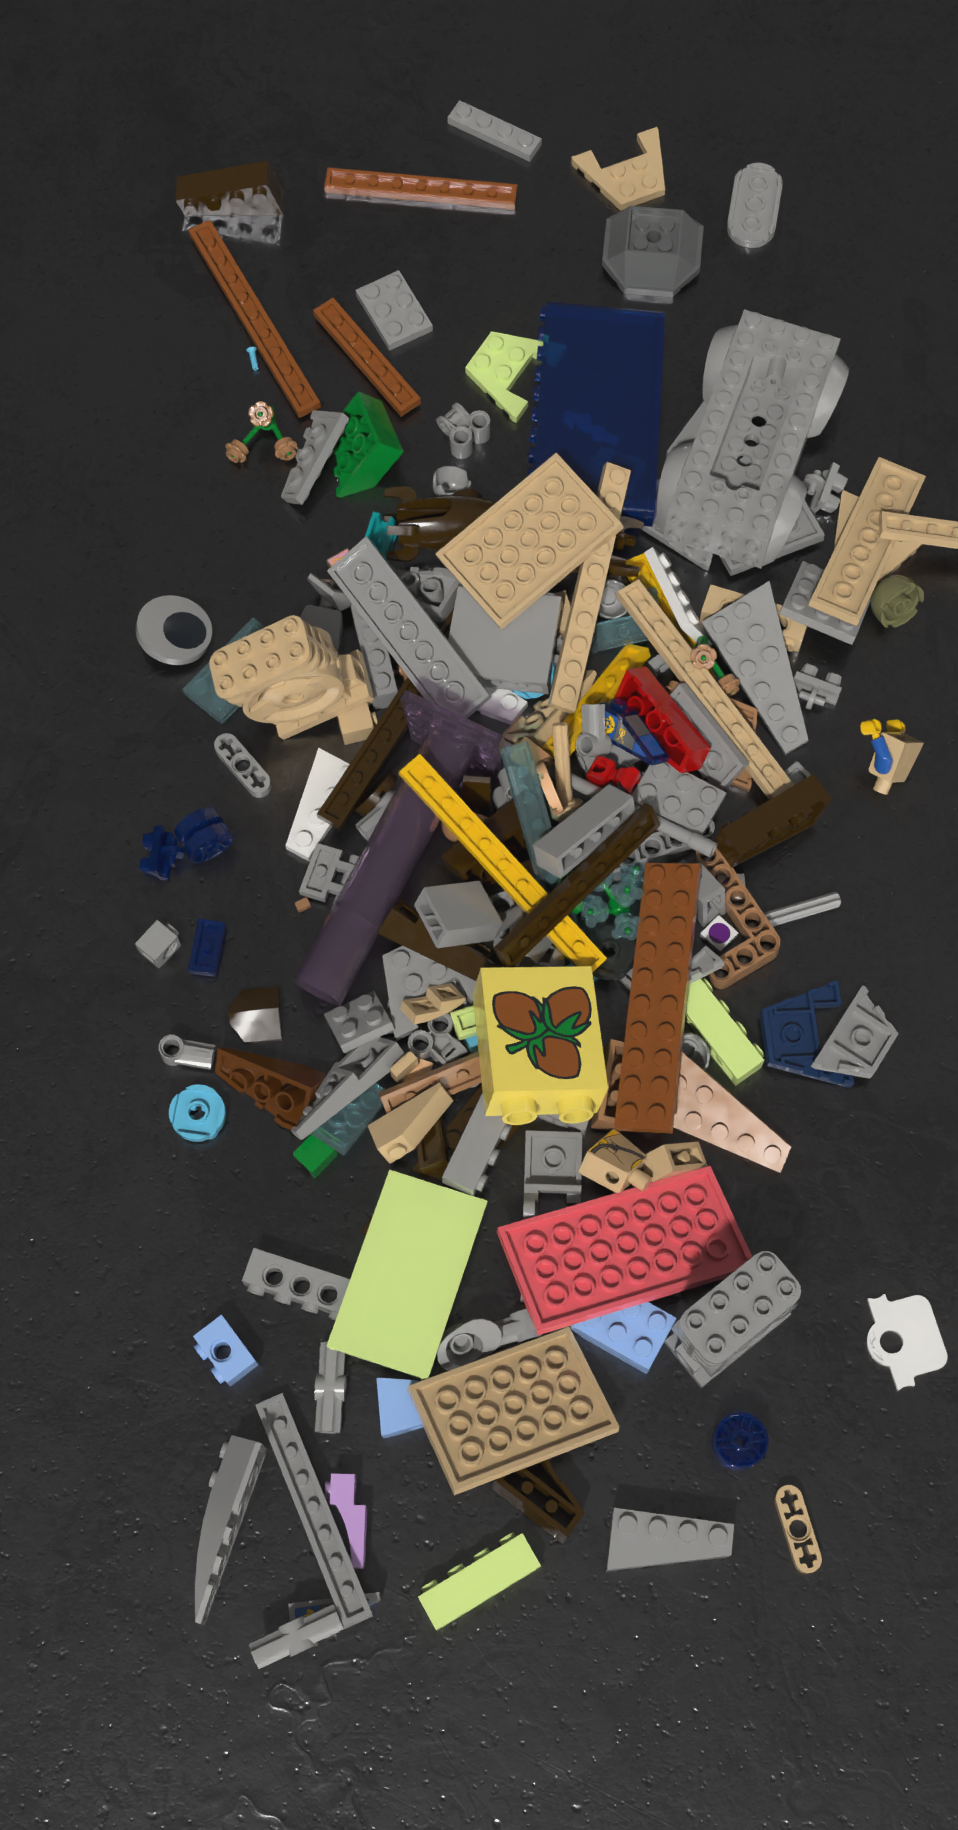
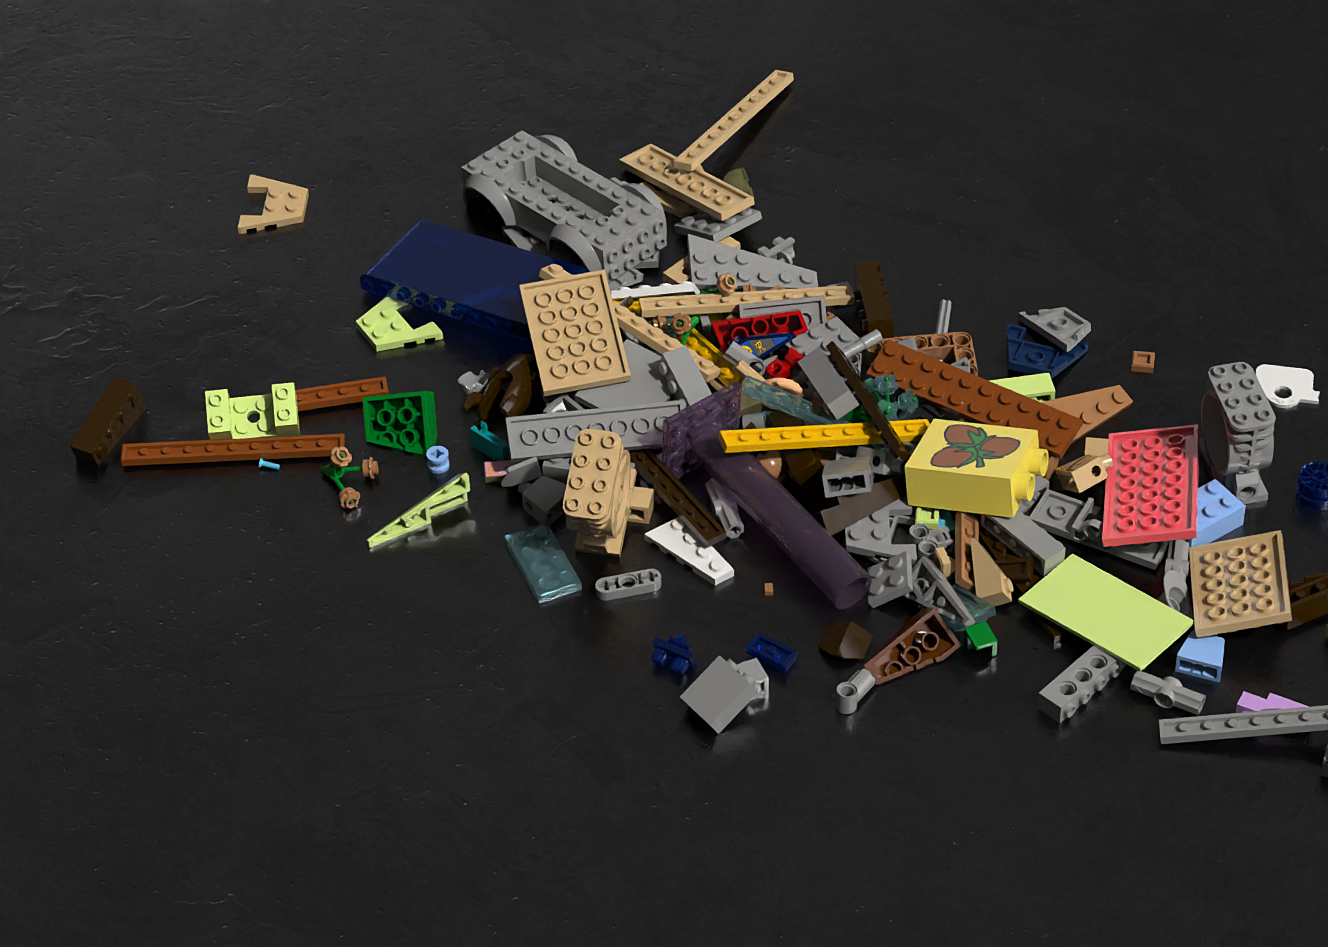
camera: 65 degrees left, 25 degrees down
(110, 922) = (719, 693): none -> light grey brick
(173, 630) = (484, 582): light grey piece -> none
(187, 1101) = (903, 712): medium azure plate -> none
(203, 834) = (679, 616): clear blue wheel -> none
(224, 1513) = (1225, 770): light grey wedge -> none
(239, 1361) = (1108, 742): light blue brick -> none
(246, 525) = (445, 497): none -> yellowish green wedge
(283, 291) = (229, 416): none -> yellowish green plate
(318, 447) = (382, 444): light grey wing -> none
(322, 871) = (752, 566): light grey plate -> none
(326, 509) = (437, 459): none -> light blue wheel
(374, 795) = (712, 501): dark brown tile -> none
(394, 310) = (302, 368): light grey plate -> none
(421, 188) = (191, 320): dark orange tile -> none
(437, 1002) = (903, 527): tan slope -> none
(462, 428) = (430, 363): light grey piece -> none
(494, 131) = (175, 262): light grey plate -> none
(516, 690) = (683, 376): none -> light grey brick
(608, 640) = (680, 323): none -> medium nougat plant
(652, 250) = (356, 211): dark grey piece -> none
(754, 205) = (358, 151): light grey tile -> none
(858, 1157) = (1143, 361): none -> medium nougat tile
(893, 752) = (860, 228): torso -> none

